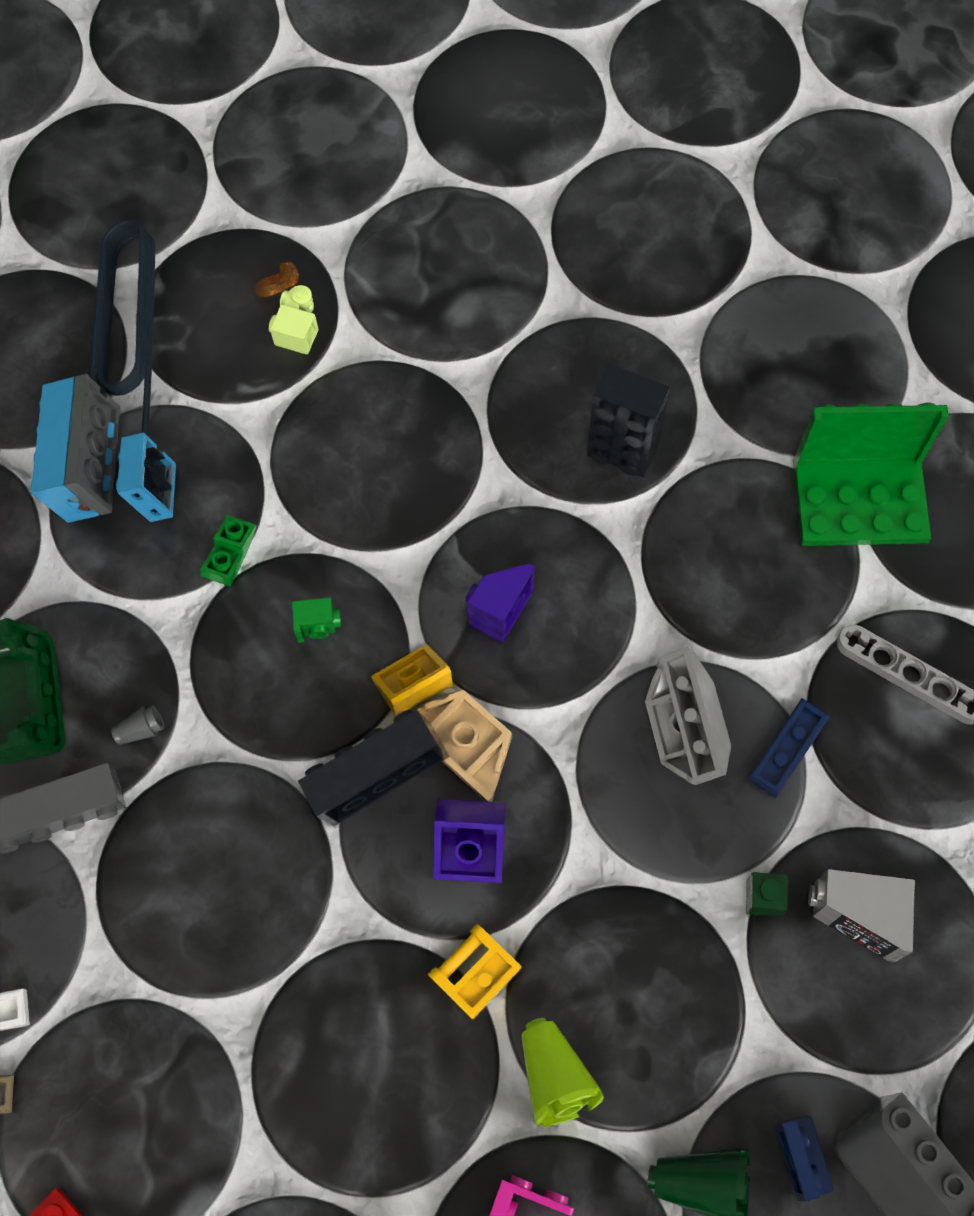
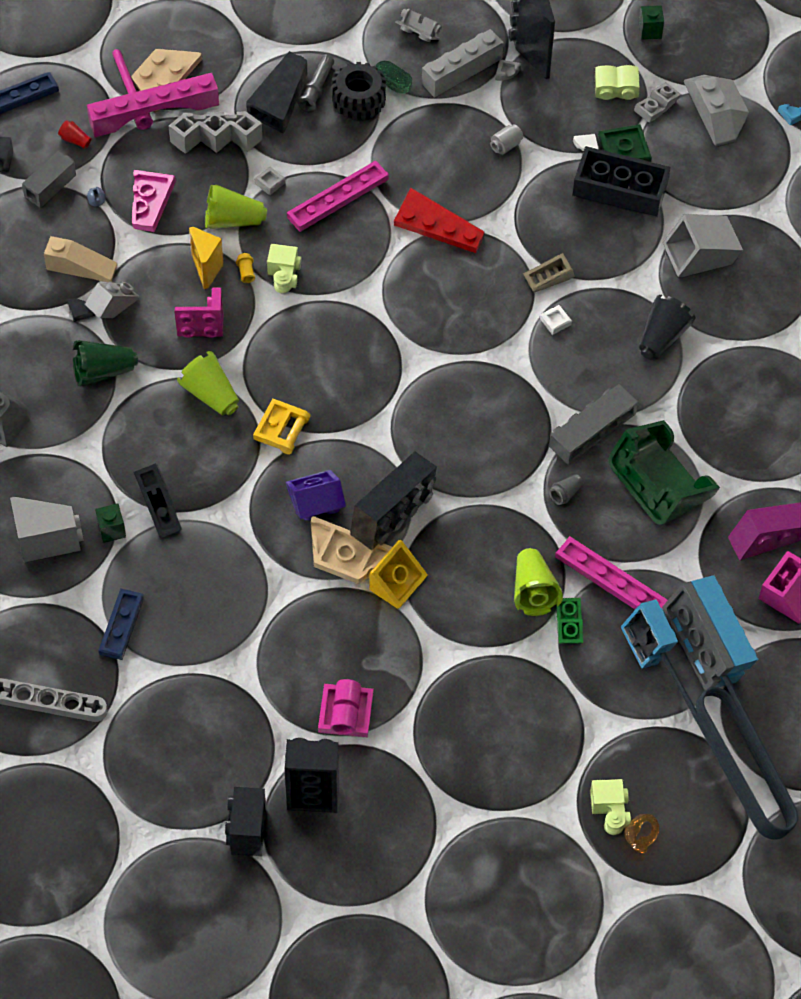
camera: 155 degrees right, 10 degrees down
(150, 584) = (606, 574): none -> dark pink plate
(245, 604) = (535, 584): none -> lime cone
(315, 618) = (483, 592): green brick -> none
(500, 600) = (357, 636): dark purple slope -> none
(547, 528) = (345, 709): none -> dark pink plate
(687, 718) = (193, 606): light grey wedge -> none
(690, 913) = (158, 500): none -> black slope
(715, 423) = (246, 821): none -> black brick
(804, 1158) = (47, 393): dark blue bracket -> none
(864, 474) = (118, 818): green bracket -> none

